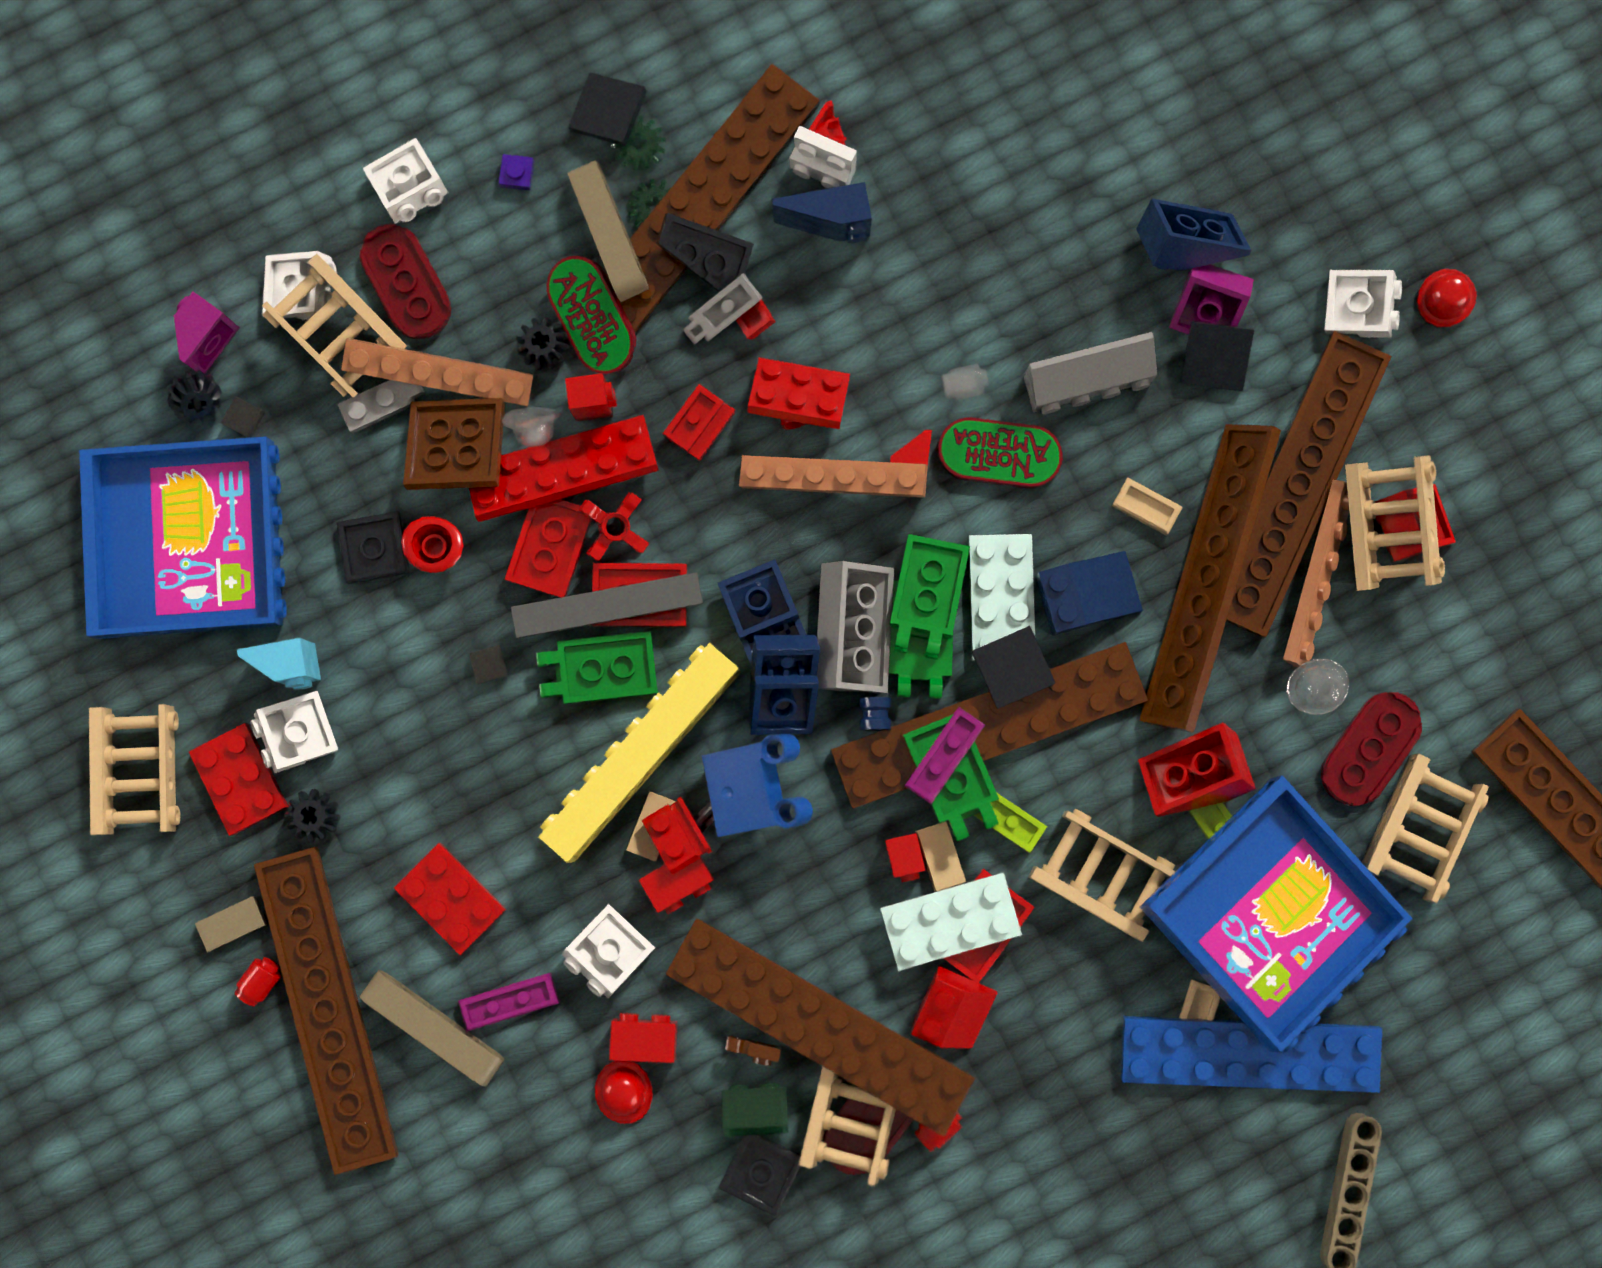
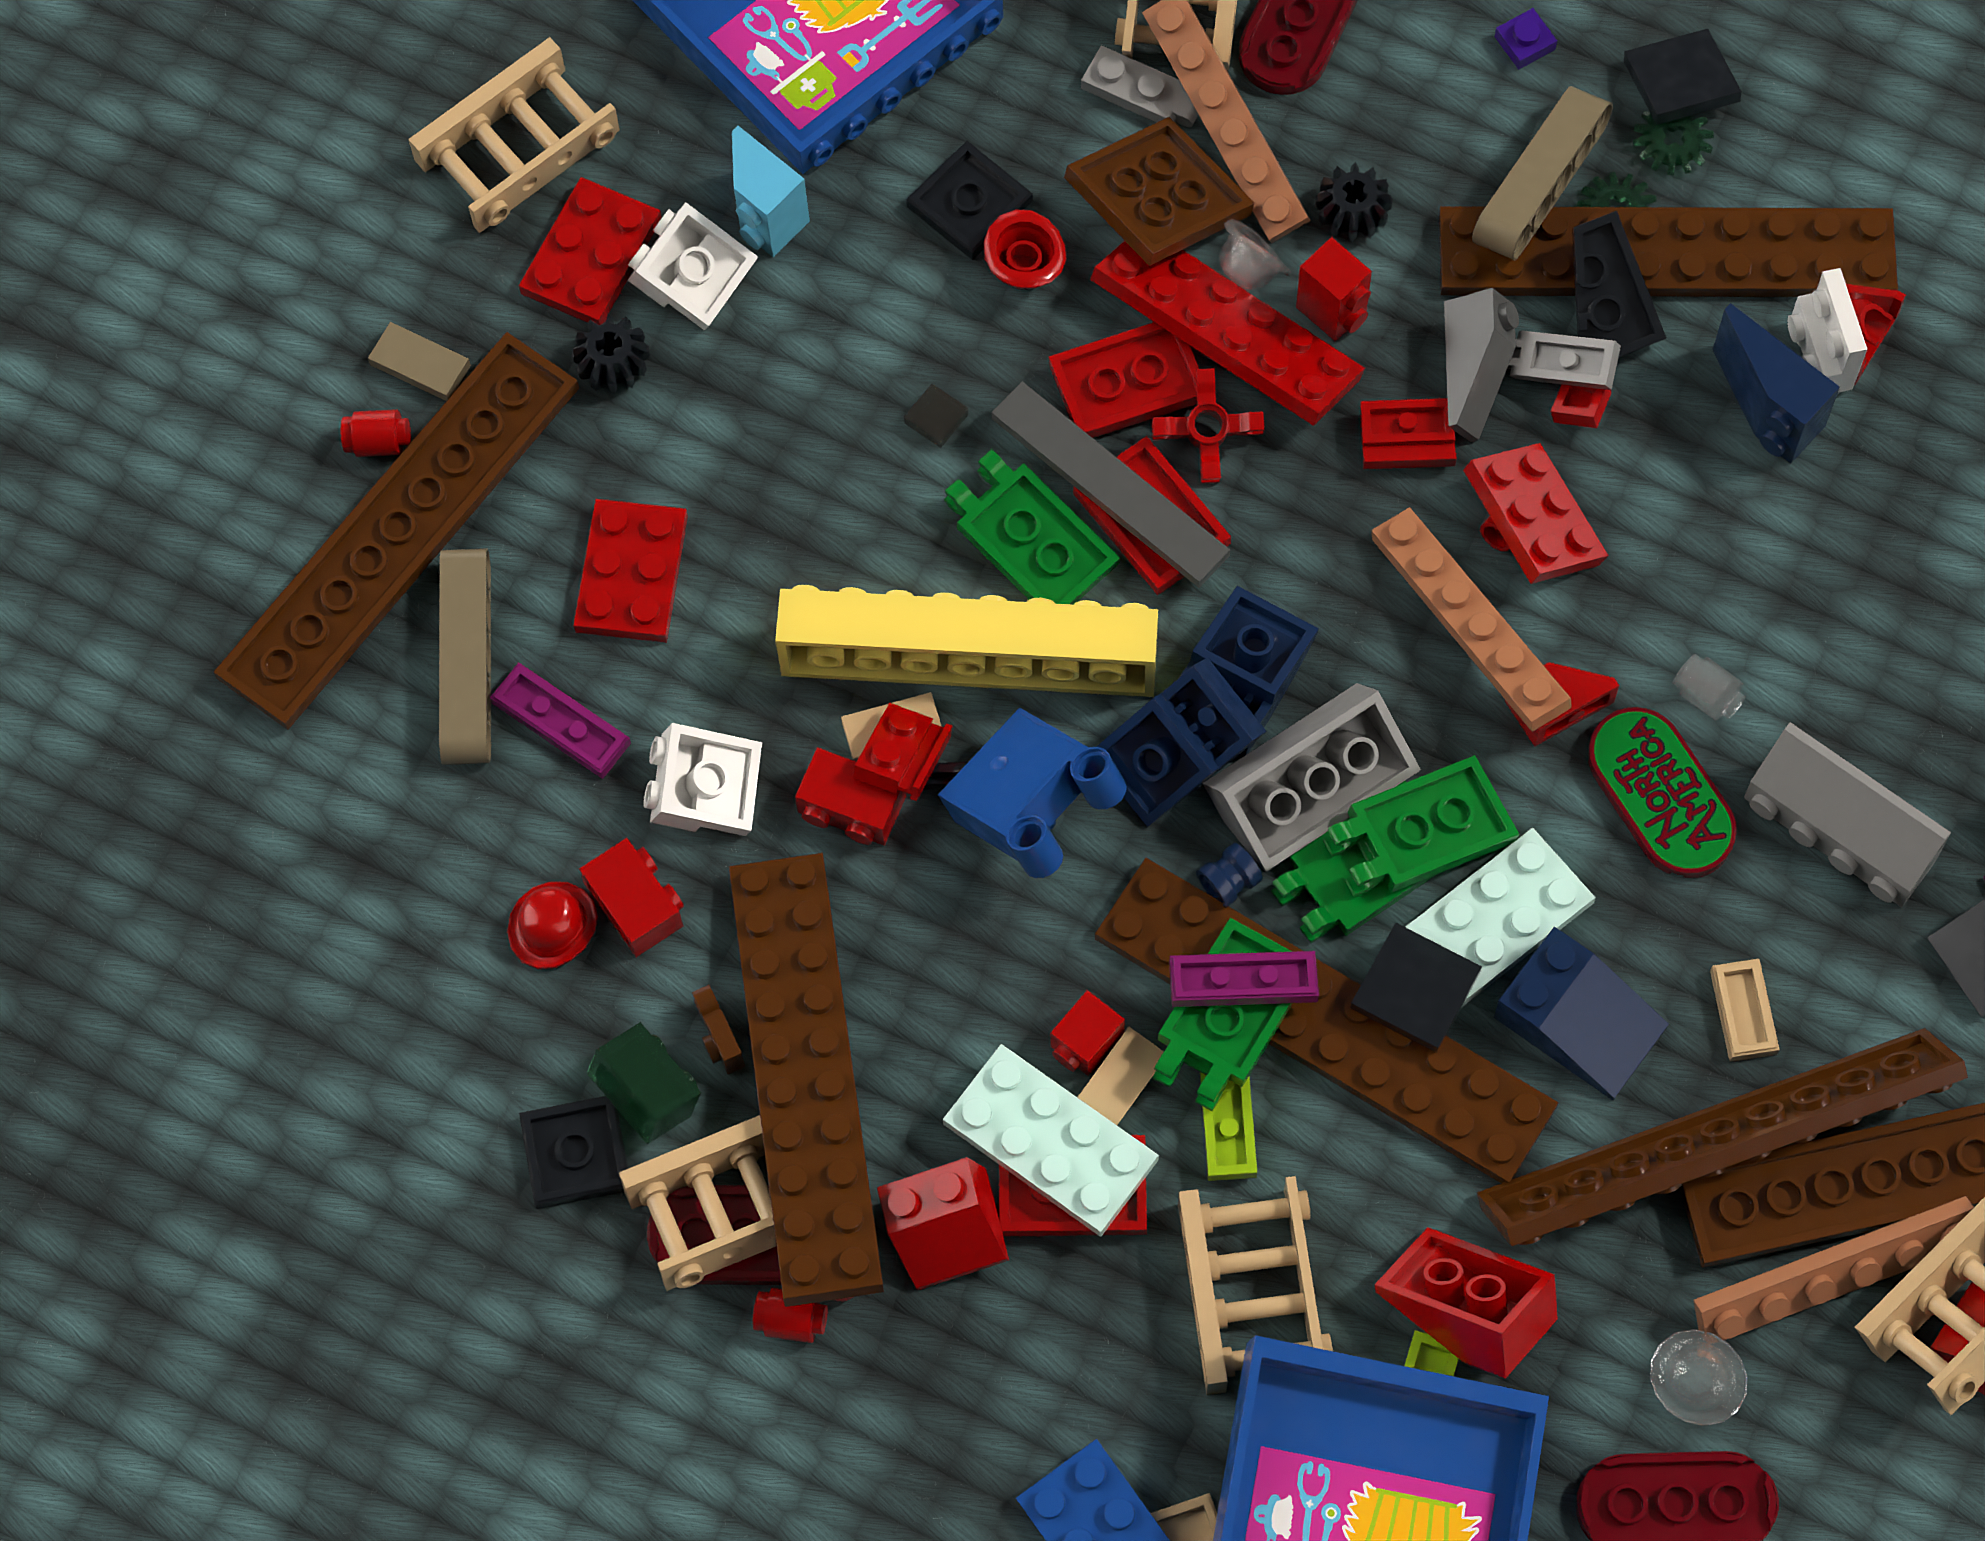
camera: 50 degrees right, 15 degrees down
(591, 314) = (1430, 227): tile -> none
(684, 349) = (1478, 352): none -> dark grey slope

